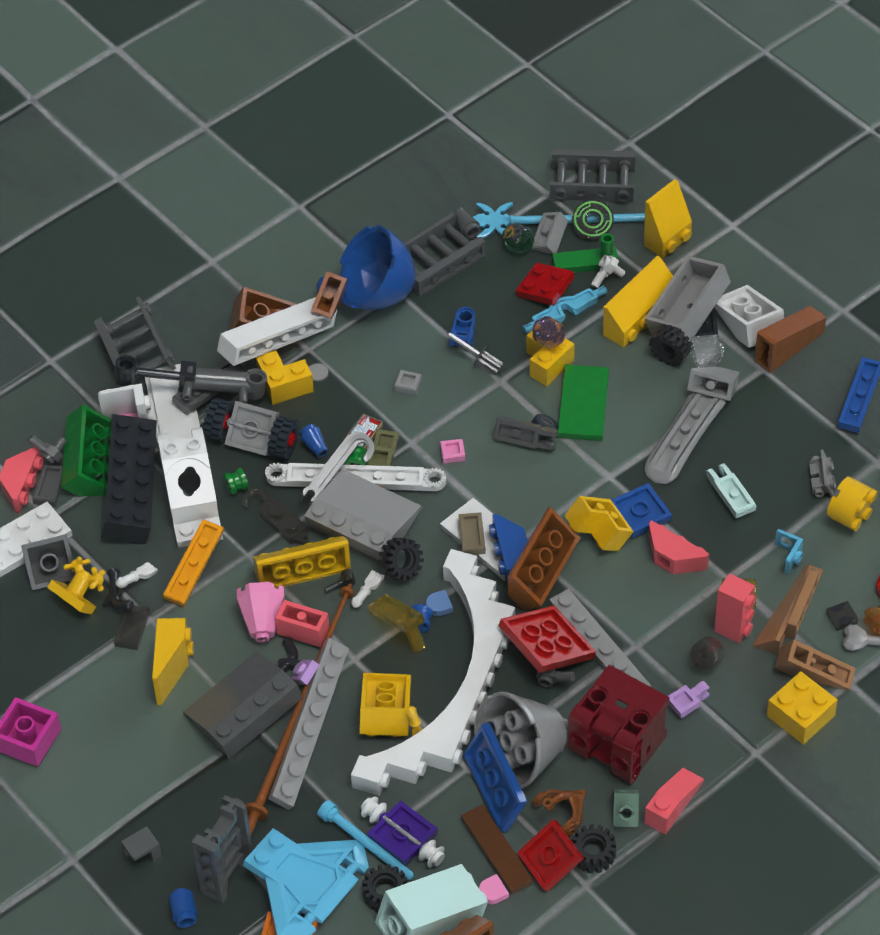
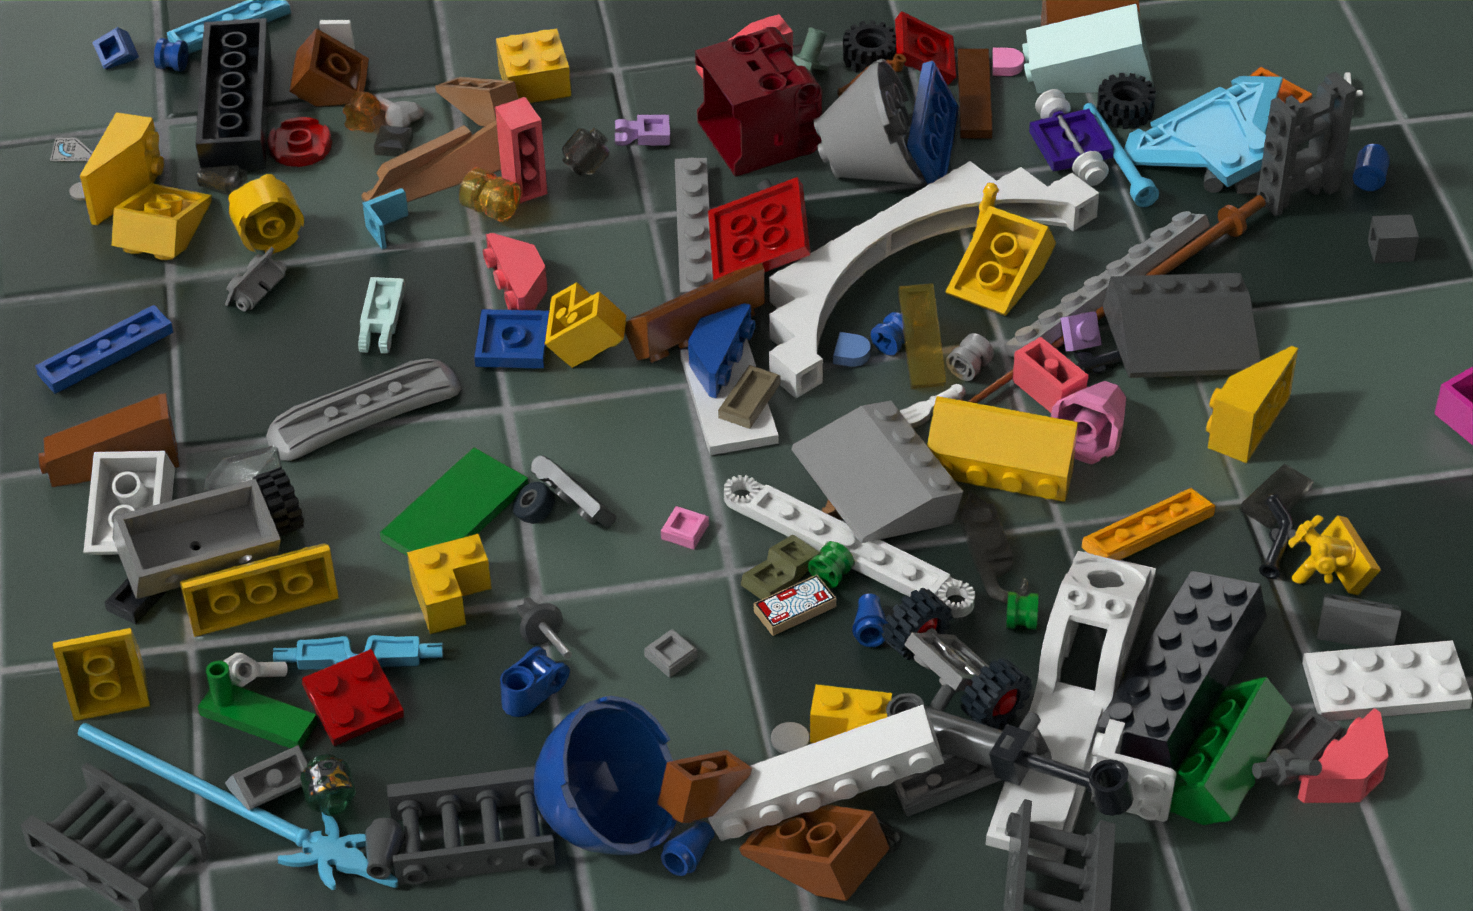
camera: 150 degrees left, 5 degrees down
(144, 572) = (1227, 554): white piece -> none
(336, 462) = (928, 535): light grey piece -> none
(362, 625) = (970, 356): none -> light grey wheel
(390, 559) = (868, 390): black tyre -> none
(548, 332) = (438, 552): head -> none
(592, 208) = (207, 758): clear smoke tile -> none
(714, 382) = (262, 426): light grey slope -> none

